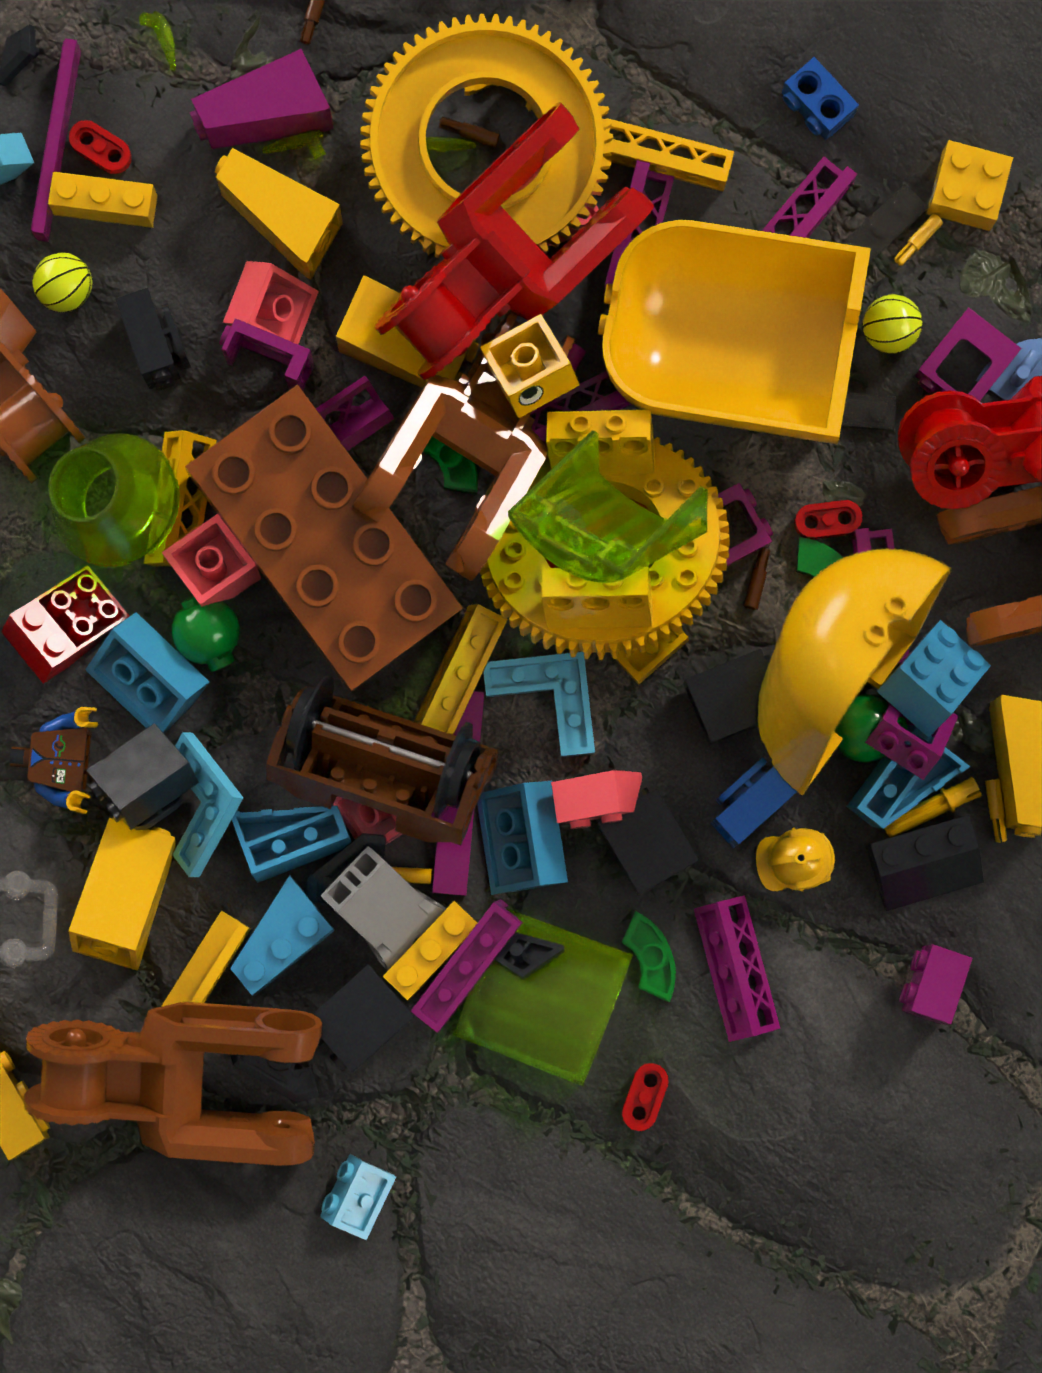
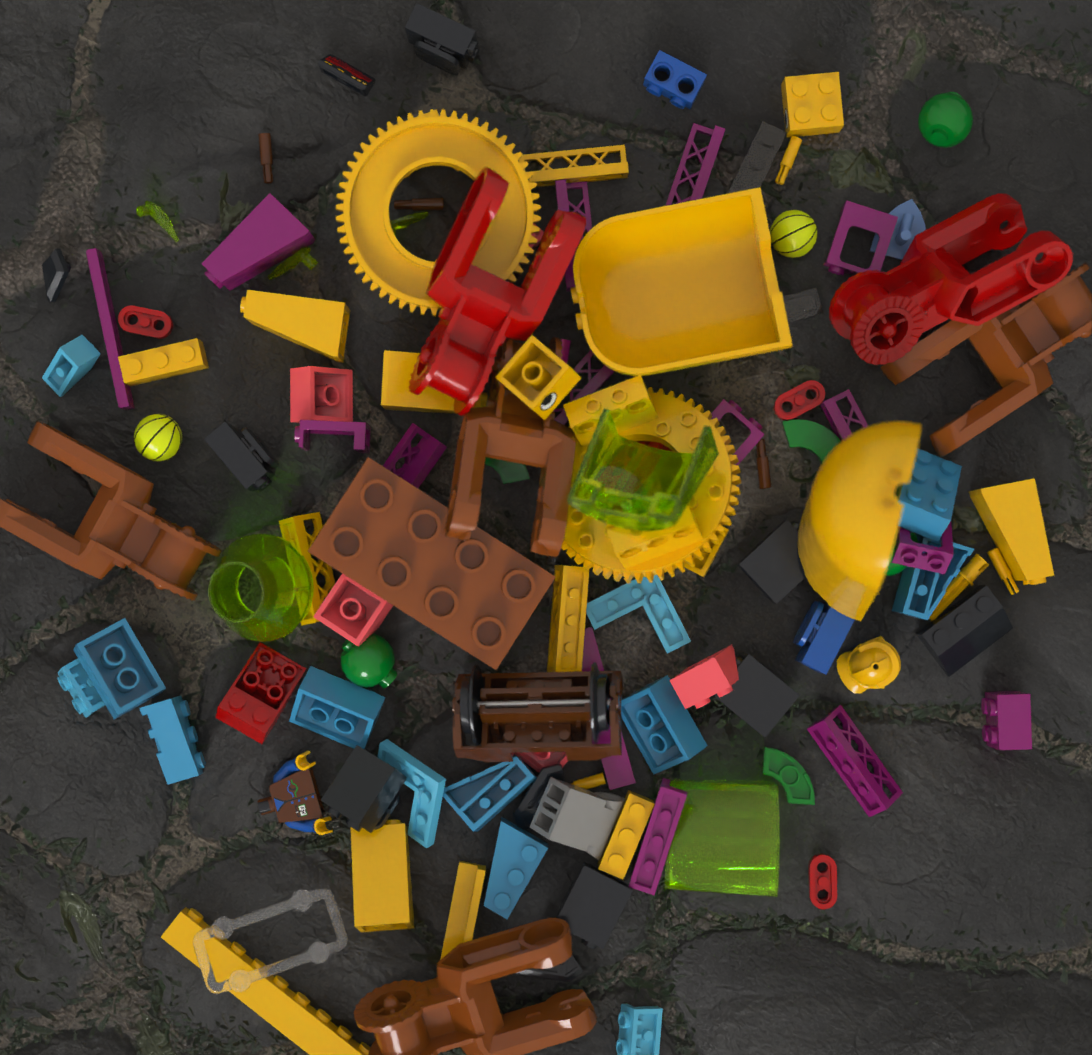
camera: 15 degrees left, 5 degrees up
(527, 954) = (700, 814): black piece -> none

